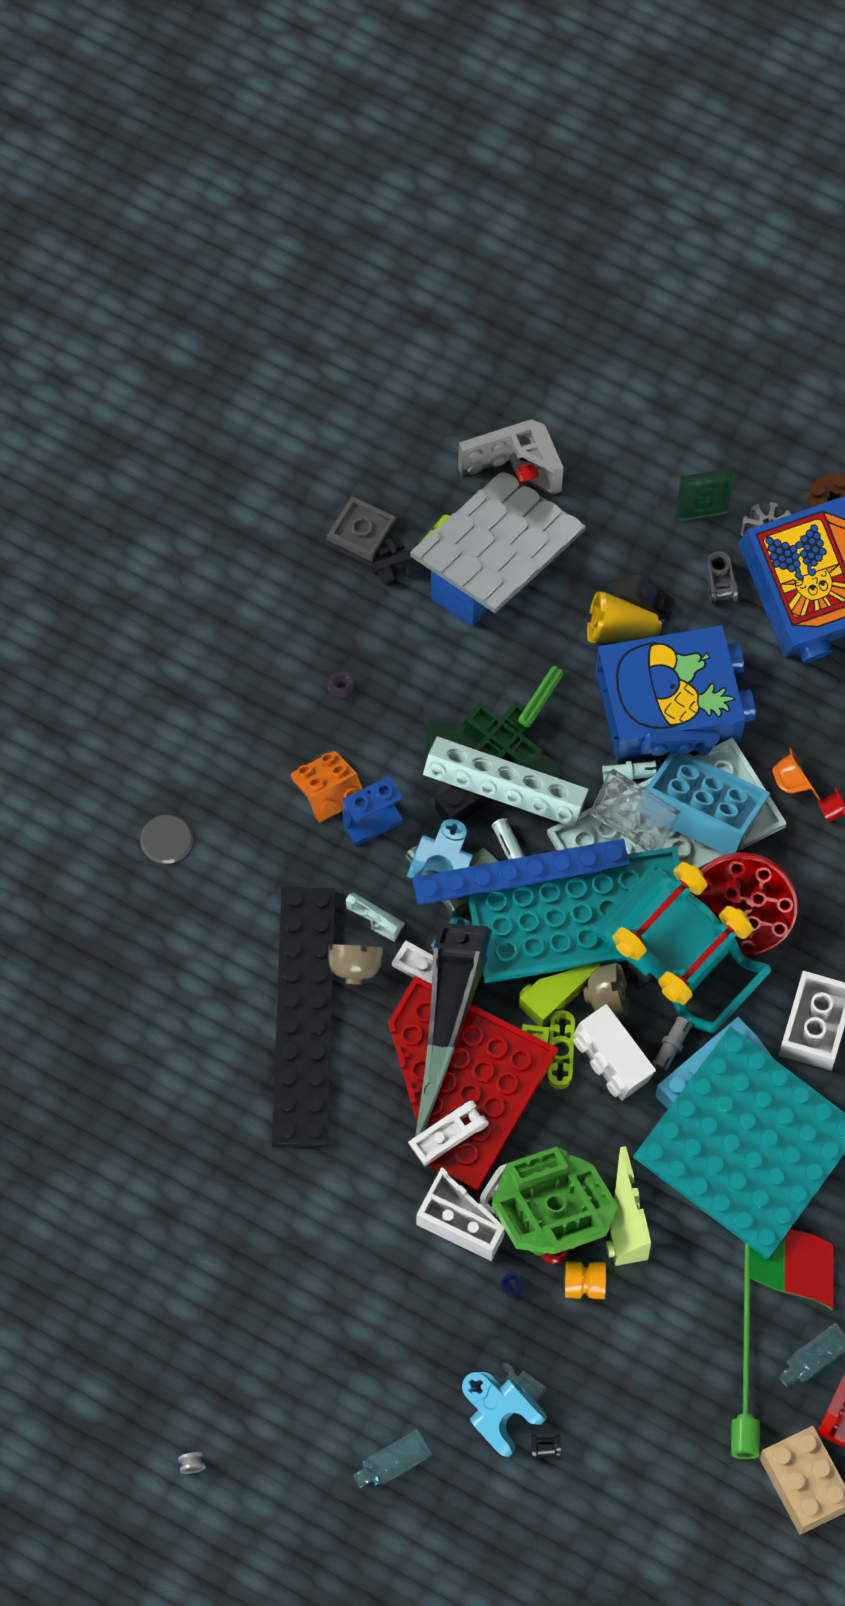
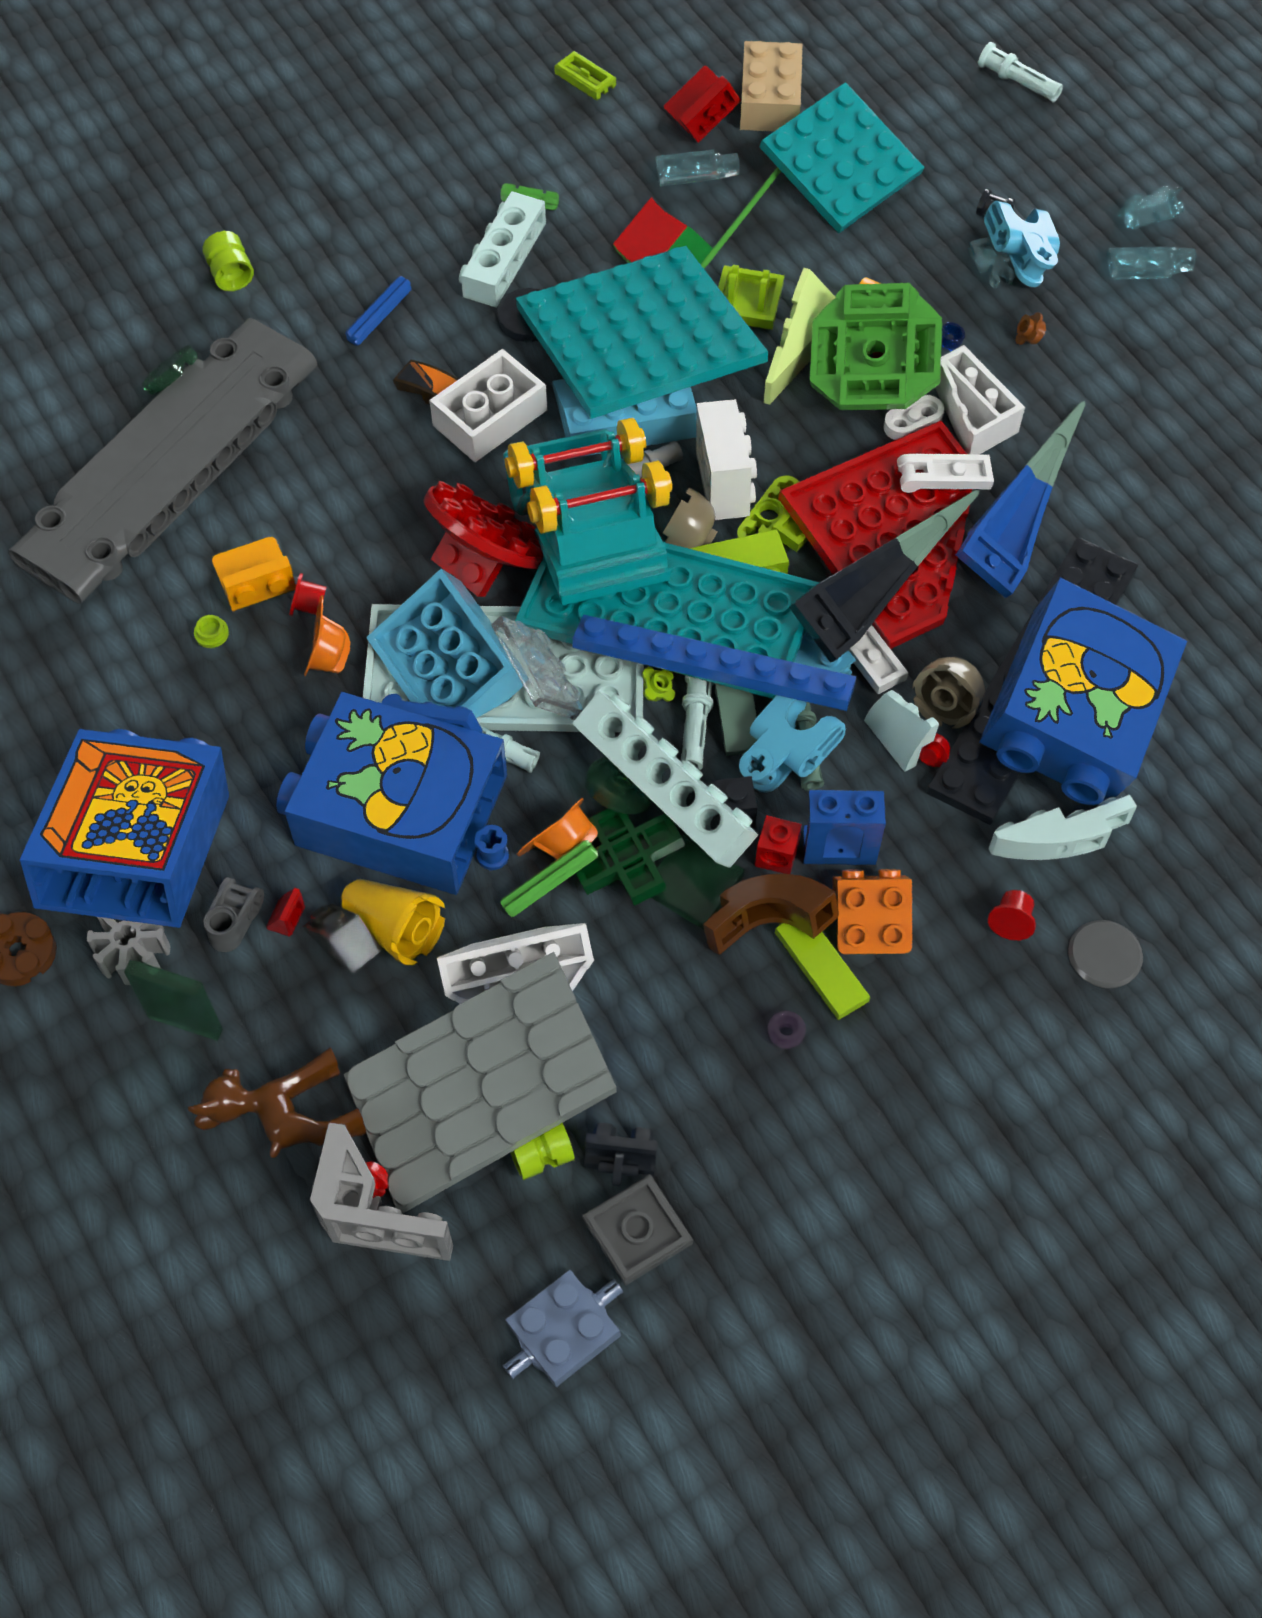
camera: 150 degrees left, 5 degrees down
(236, 824) = (1013, 916): none -> red piece
(237, 892) = (1054, 837): none -> light aqua slope
(261, 984) = (1083, 694): none -> blue brick
(341, 736) = (824, 970): none -> lime tile
(344, 915) = (935, 752): none -> red plate
(372, 461) = (563, 1328): none -> sand blue plate
(379, 1111) = (1006, 533): none -> blue plate
(381, 755) = (771, 899): none -> reddish brown arch
(412, 791) = (778, 845): none -> red brick
(426, 1512) = (1140, 208): none -> clear light blue hinge
(453, 1325) = (1030, 329): none -> dark orange plate
(527, 628) = (485, 963): none -> white wedge
(551, 725) = (563, 834): none -> orange piece
(590, 700) = (490, 837): none -> blue bush
(612, 485) = (227, 1100): none -> reddish brown animal
(689, 598) = (287, 913): none -> red slope
(691, 1241) = (752, 294): none -> lime plate
(699, 1423) = (841, 157): none -> teal plate

